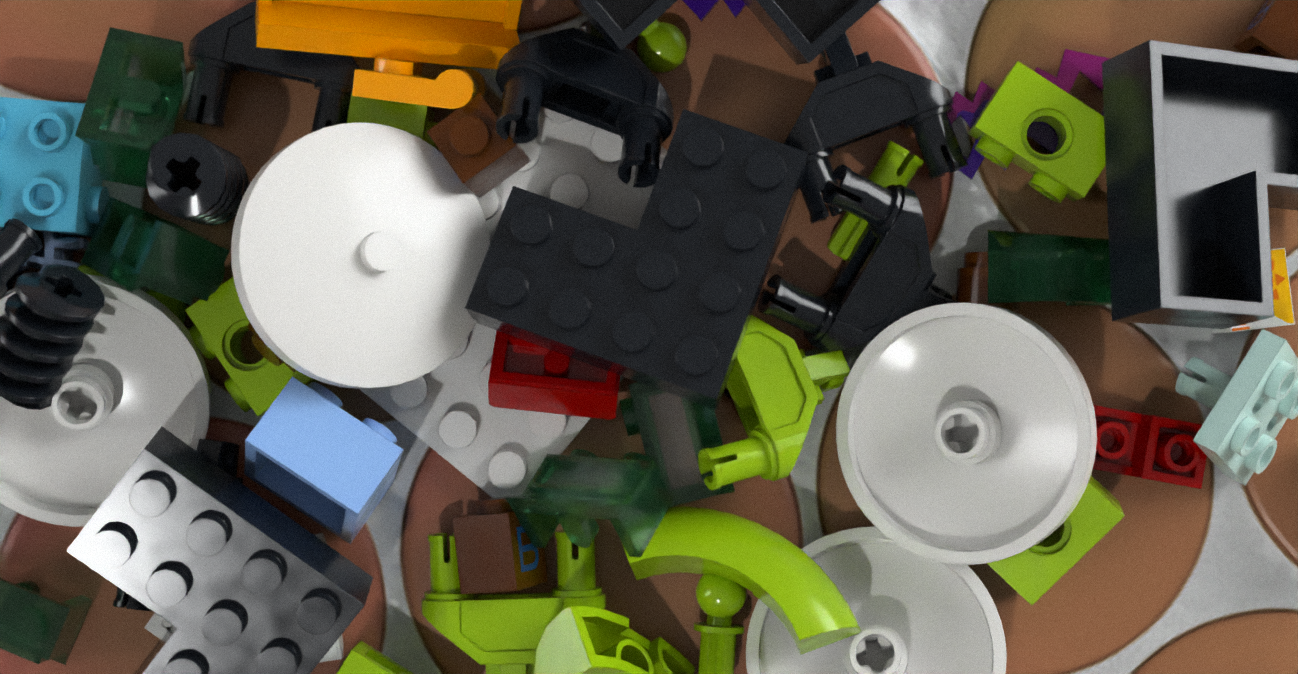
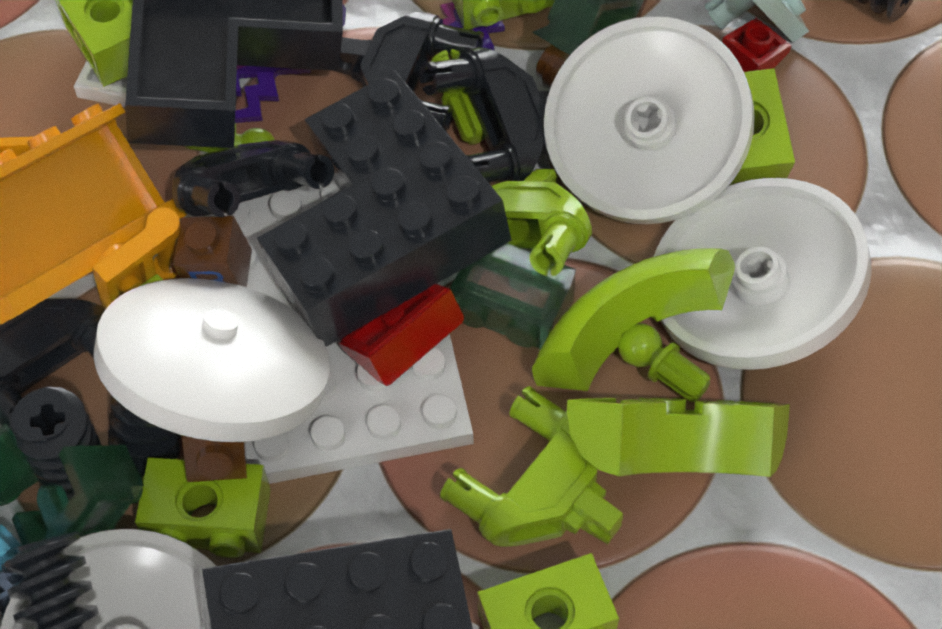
camera: 50 degrees left, 30 degrees down
(322, 458) = (323, 492): light blue piece -> none
(495, 550) = (488, 449): reddish brown brick -> none
(587, 488) = (499, 352): clear green window -> none

